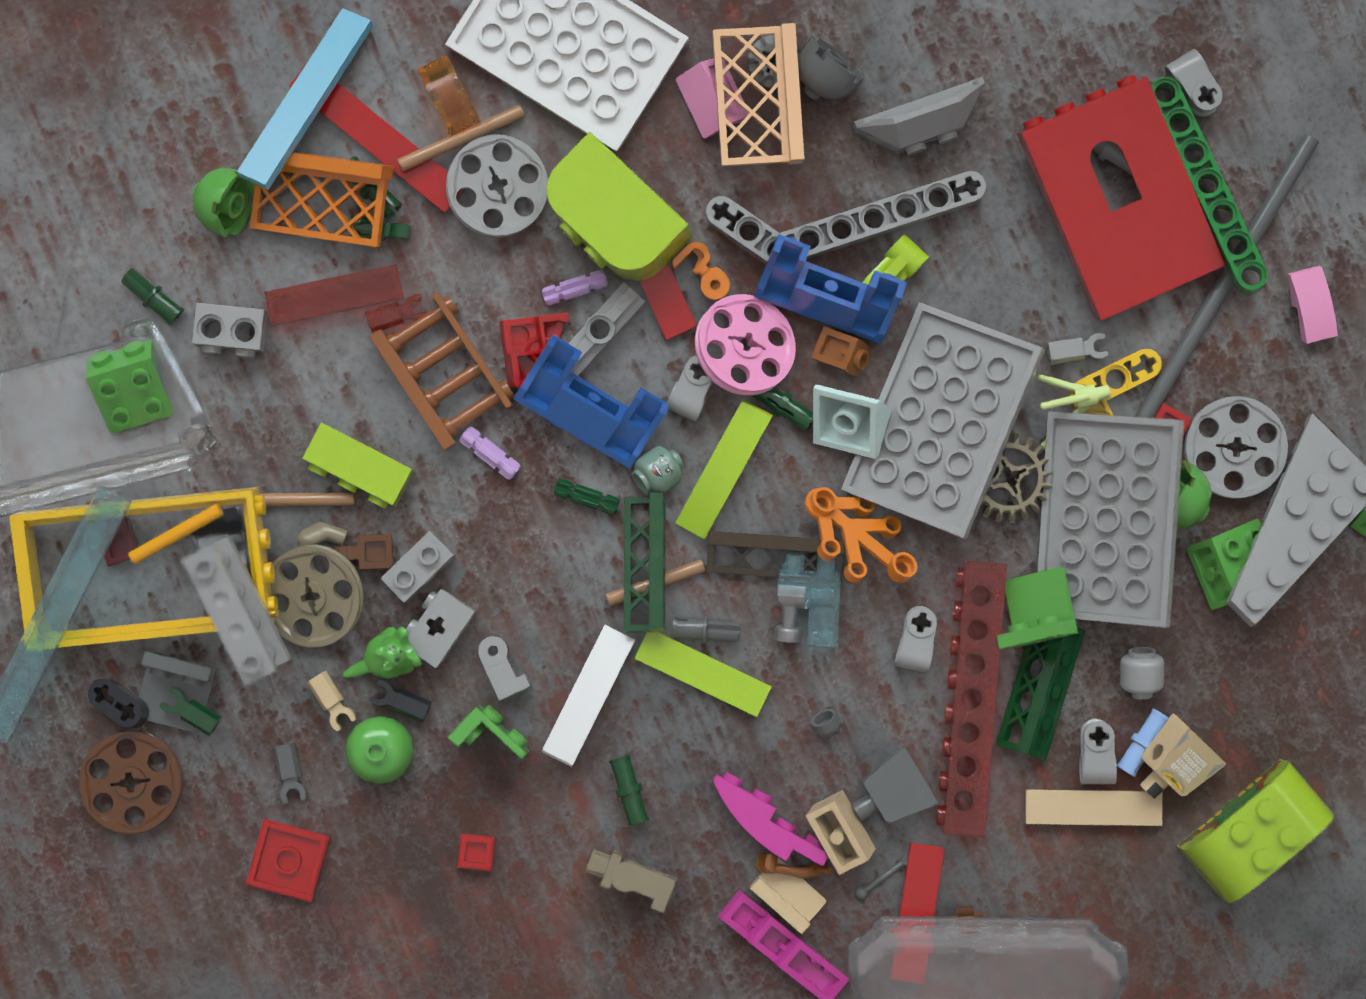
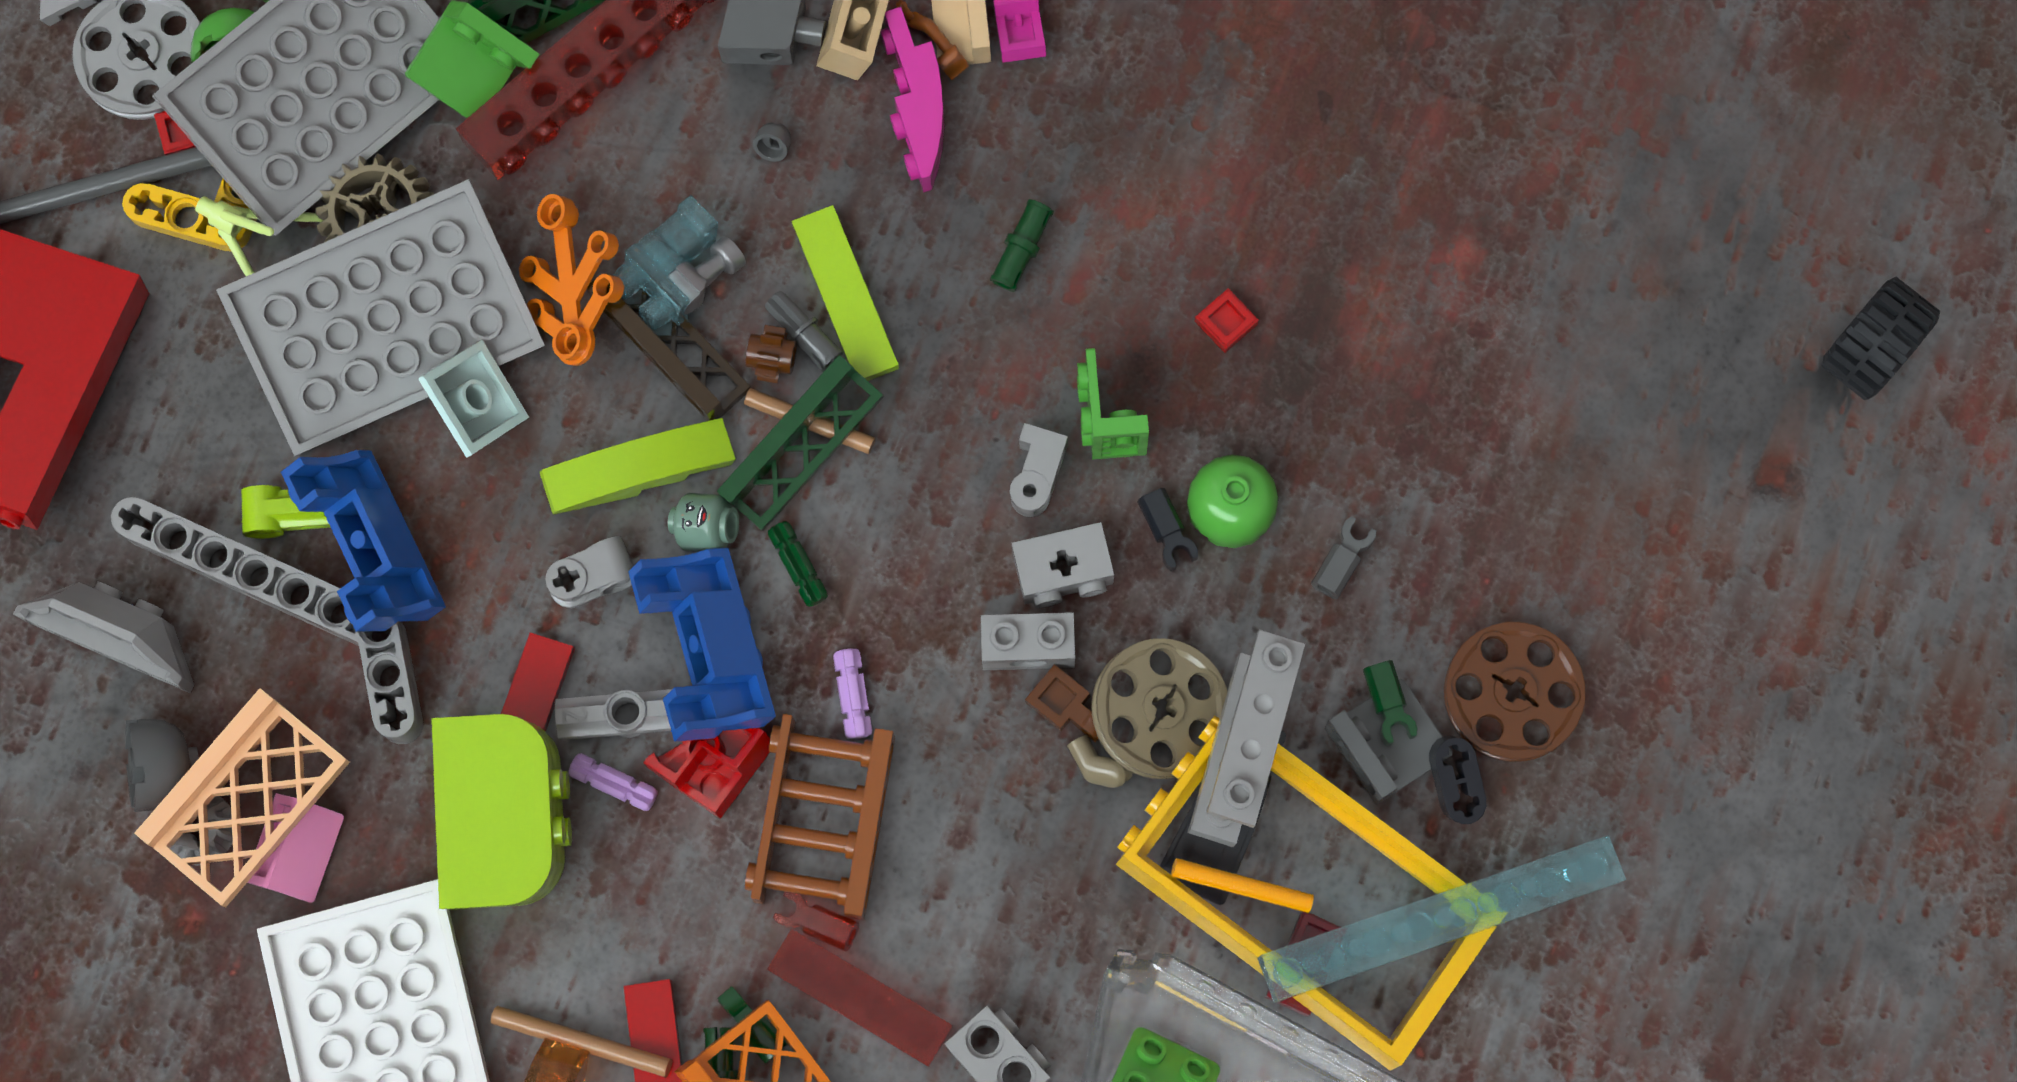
camera: 140 degrees left, 10 degrees down
(288, 860) = (1422, 476): red tile -> none
(309, 499) = (1075, 812): medium nougat bar -> none
(330, 698) = (1236, 595): tan bar -> none
(357, 466) = (996, 798): lime brick -> none
(386, 656) = (1139, 581): bright green animal -> none
(490, 200) = (606, 974): light grey wedge -> none
(588, 695) = (976, 367): white slope -> none
(630, 875) = (1095, 152): dark tan hips -> none
(709, 599) = (771, 353): none -> reddish brown gear
(714, 281) = (472, 659): orange leg -> none
(757, 338) = (516, 566): bright pink wedge -> none
(787, 407) = (521, 479): dark green pin -> none
(841, 351) = (415, 477): dark orange bracket -> none
(915, 646) = (614, 136): light grey piece -> none
(1074, 350) = (193, 277): light grey bar -> none

